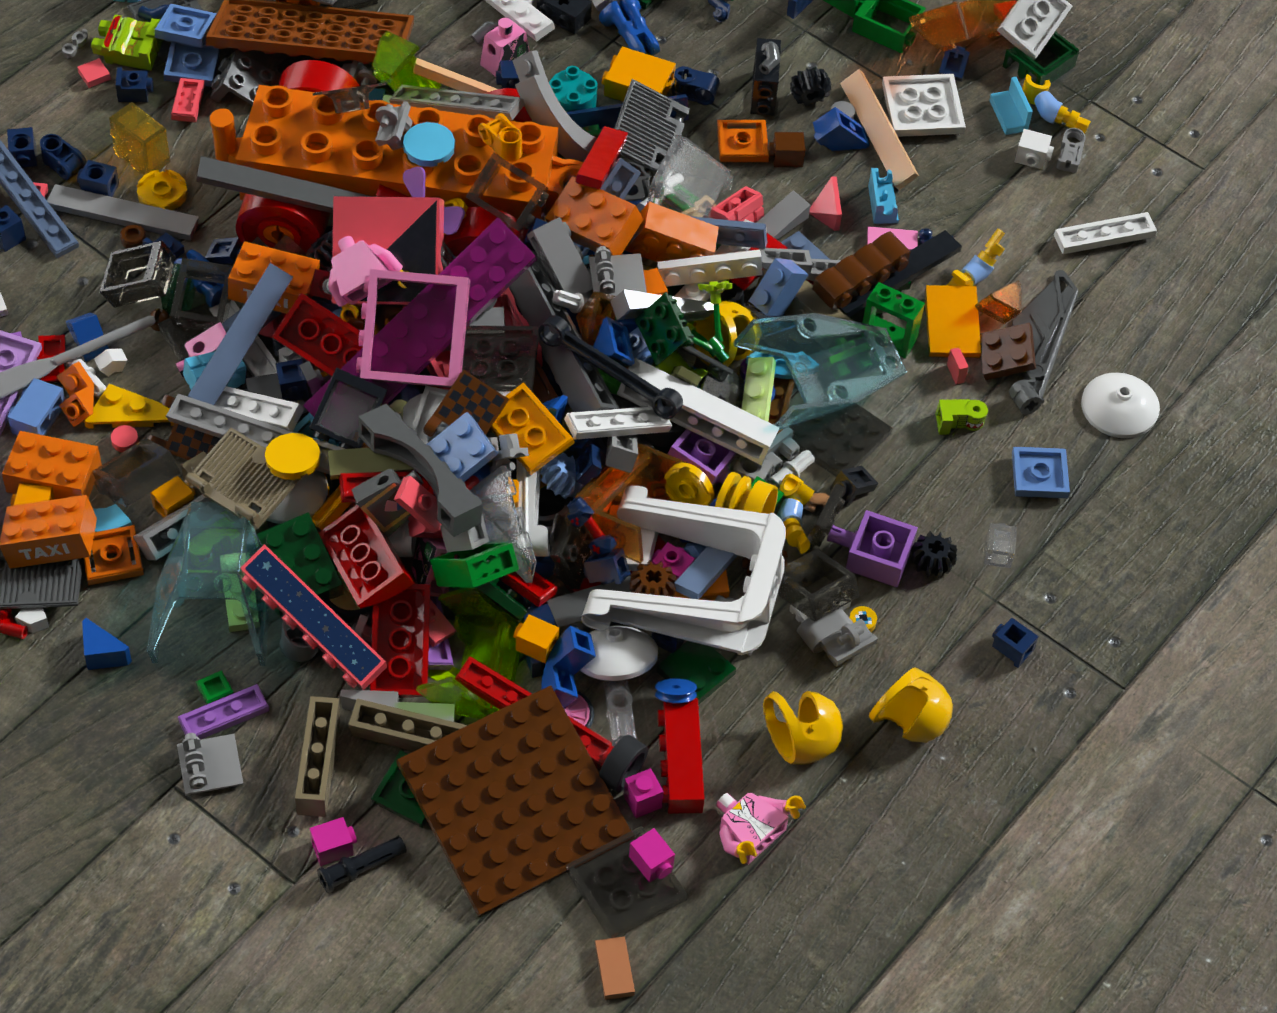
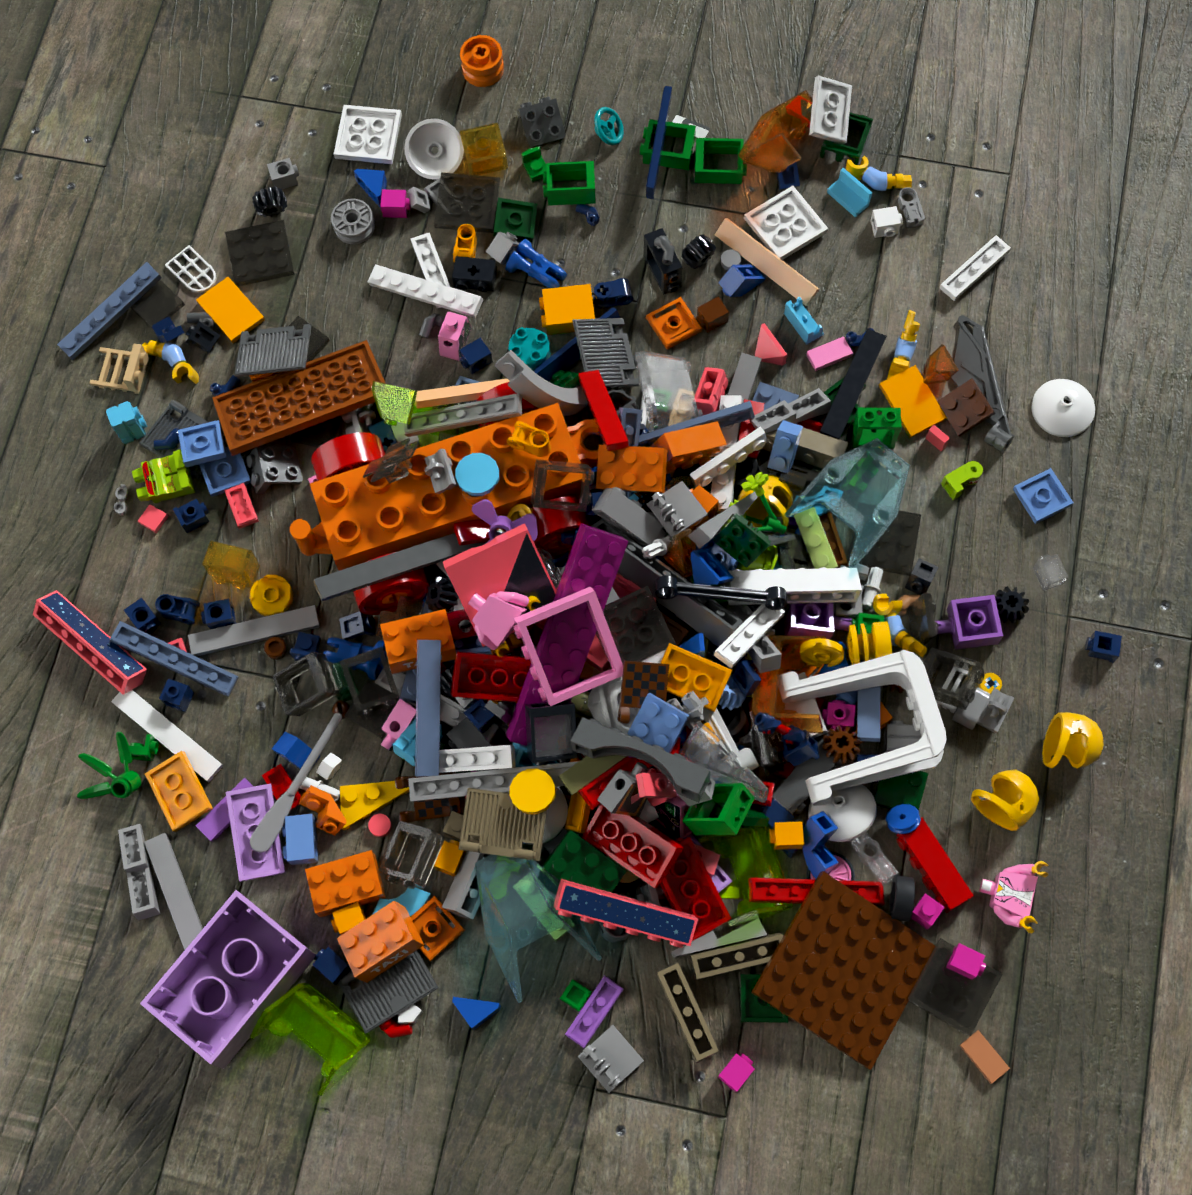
camera: 20 degrees left, 15 degrees up
(349, 868) = (760, 1086): black pin -> none
(686, 375) = (769, 564): olive tile -> none
(861, 270) = (833, 398): reddish brown brick -> none

